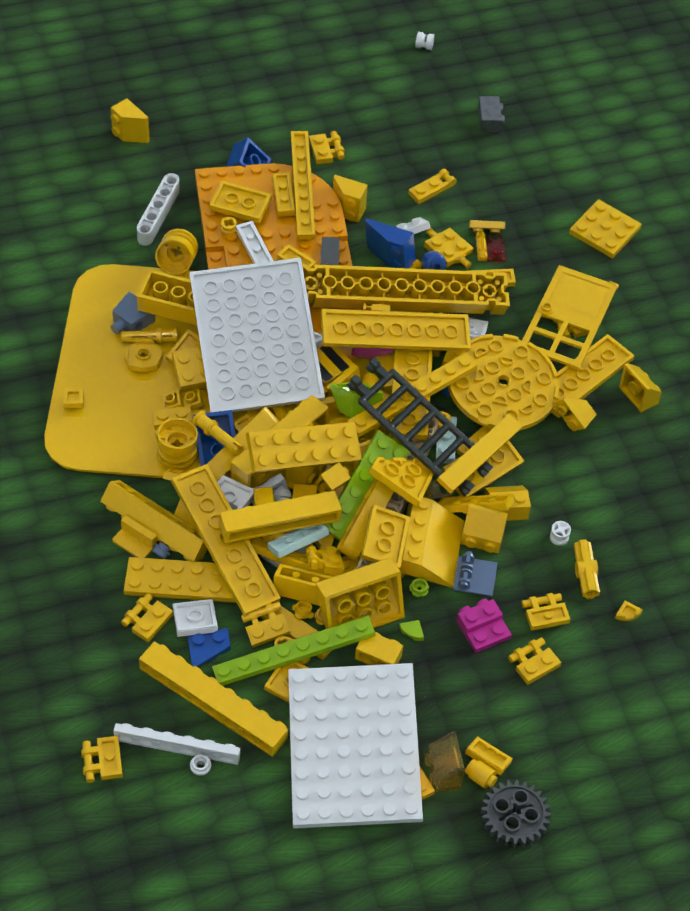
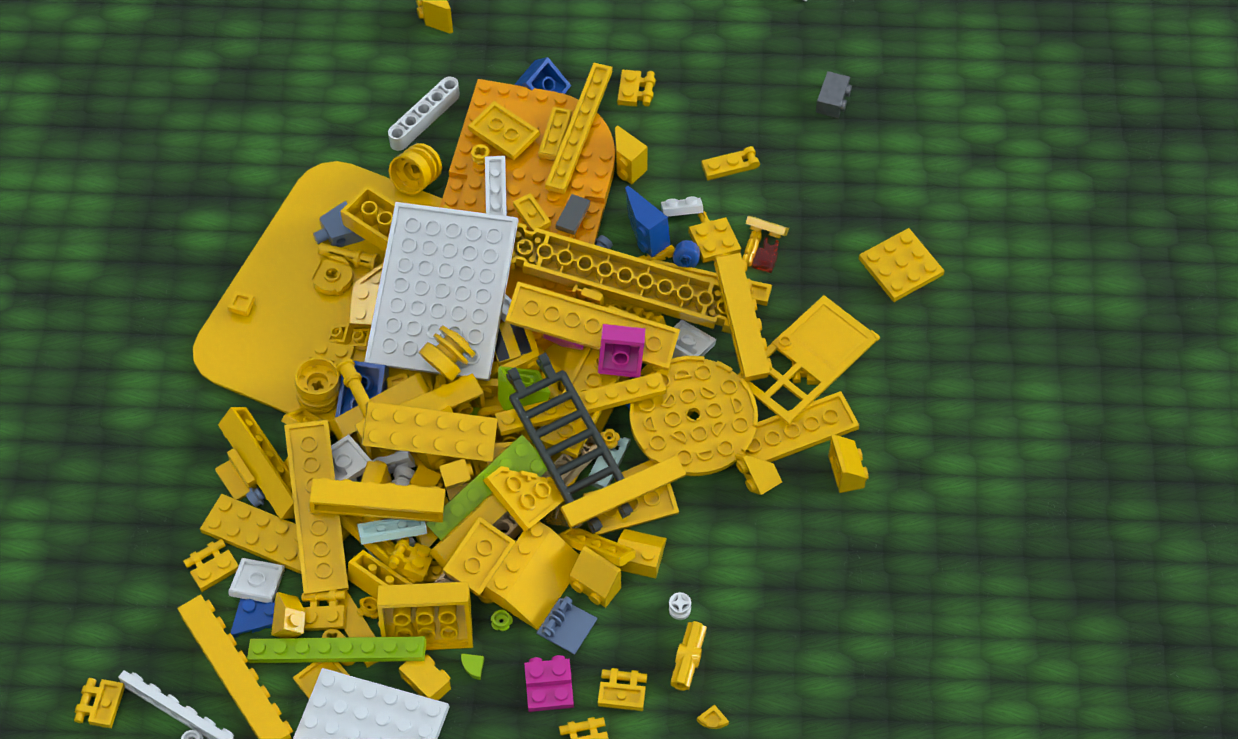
camera: 25 degrees right, 5 degrees up
(239, 638) = (288, 616): none -> yellow slope
(287, 382) = (447, 353): none -> yellow wheel
(430, 342) = (621, 350): none -> dark pink slope
(510, 293) = (742, 317): none -> yellow brick

